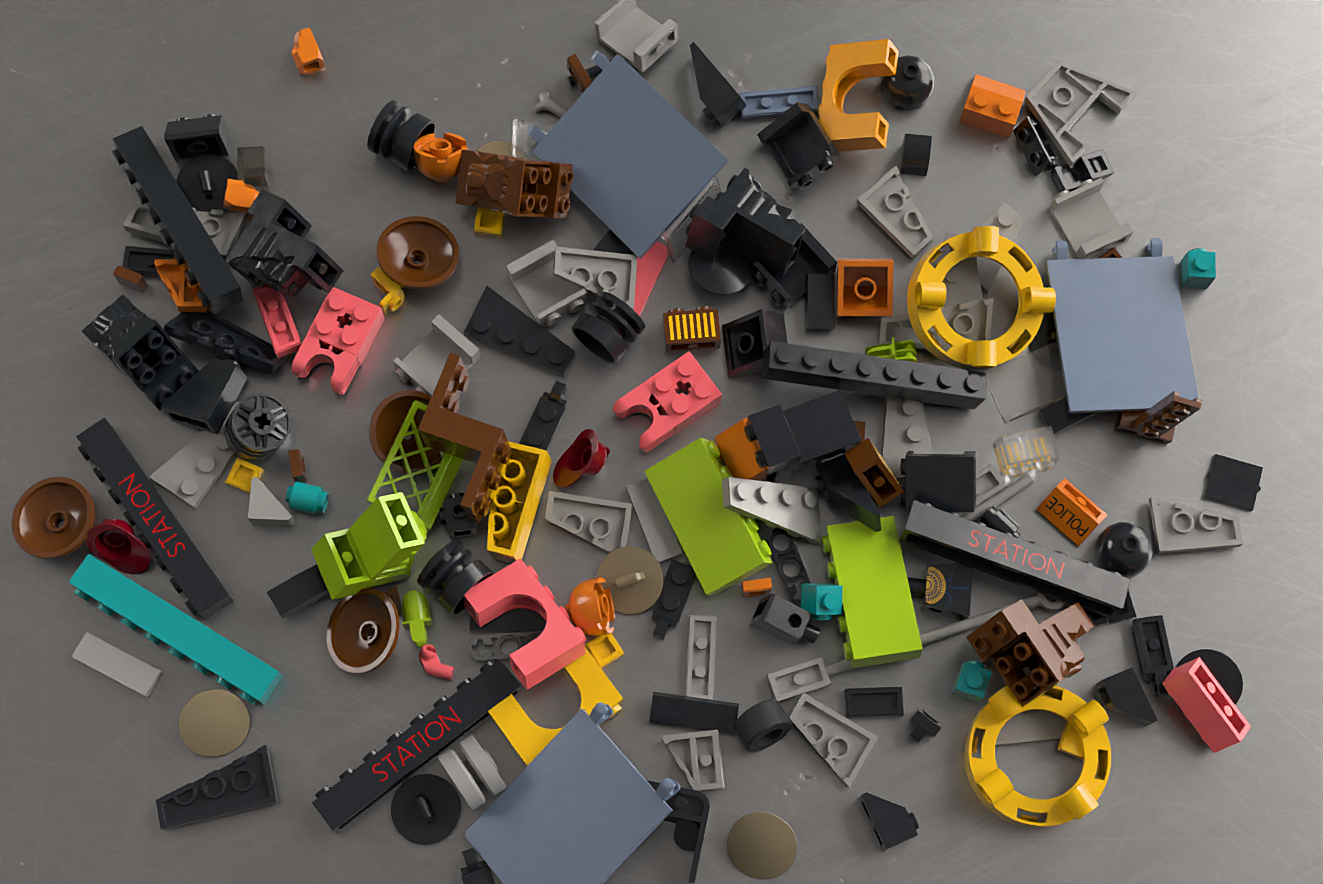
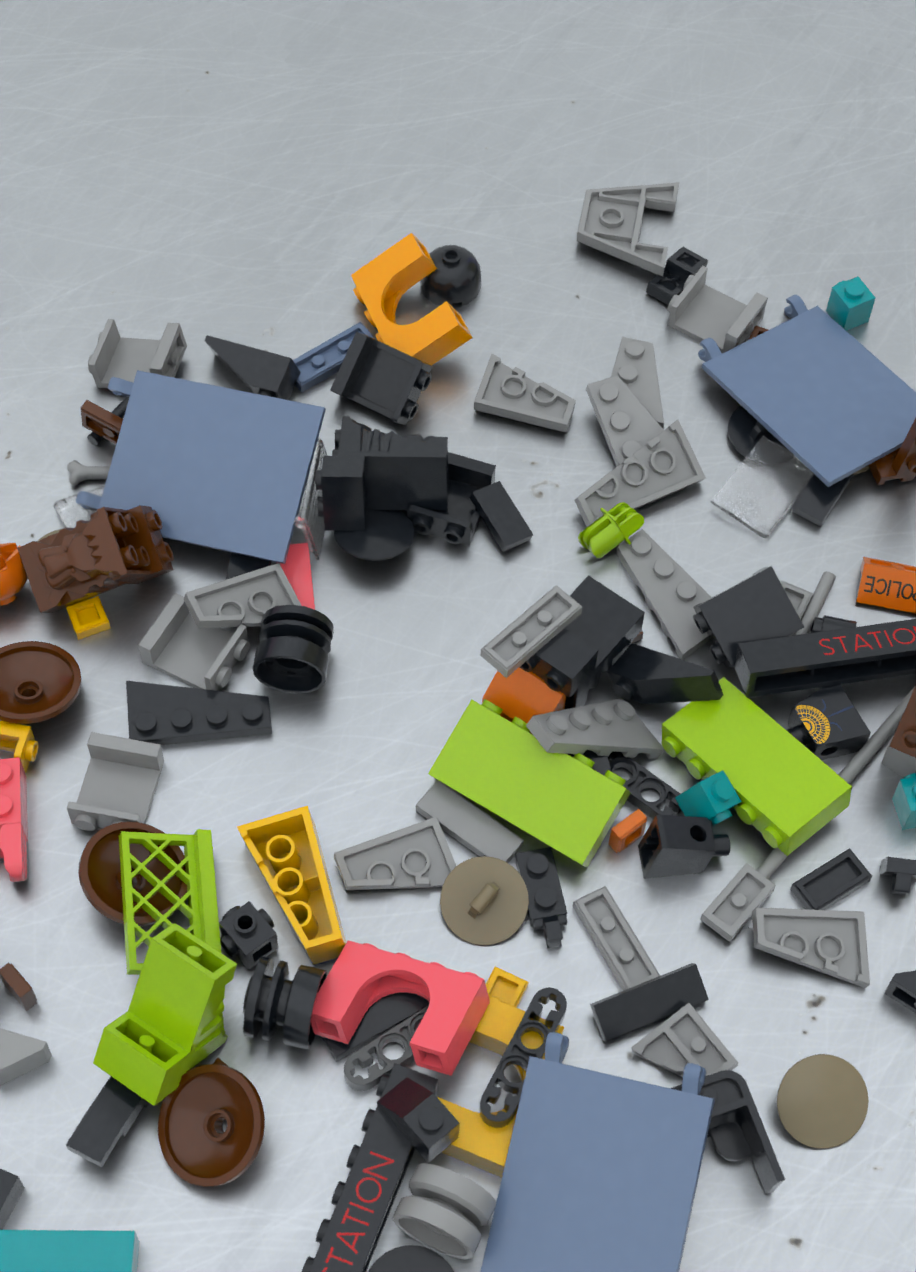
camera: 30 degrees left, 15 degrees down
(307, 498) = (50, 1015): teal brick -> none
(416, 616) = (265, 1075): lime arm -> none
(432, 665) = (314, 1122): coral arm -> none
(465, 438) = (209, 834): reddish brown bracket -> none
(490, 704) = (420, 1118): none -> black slope
(546, 418) = (279, 779): black hinge -> none
(579, 699) = (519, 1054): none -> black beam
(582, 458) = (348, 801): dark red piece -> none
(591, 607) = (461, 948): orange cylinder -> none
(662, 403) = (408, 688): coral brick -> none
(691, 329) = (383, 610): reddish brown brick -> none
(748, 338) = (462, 590): black slope -> none
(762, 416) = (531, 631): none -> light grey tile
(762, 725) = (734, 969): black tyre -> none
(865, 287) = (539, 476): orange slope -> none
(873, 375) = (607, 549): black brick -> none
(874, 472) = (675, 636): reddish brown brick -> none
(915, 154) = (503, 334): black brick -> none
(928, 295) = (612, 440): yellow piece -> none
(992, 106) = (550, 260): orange slope -> none
(1026, 452) = (809, 549): clear brick -> none
(1031, 141) = (615, 274): black hinge -> none

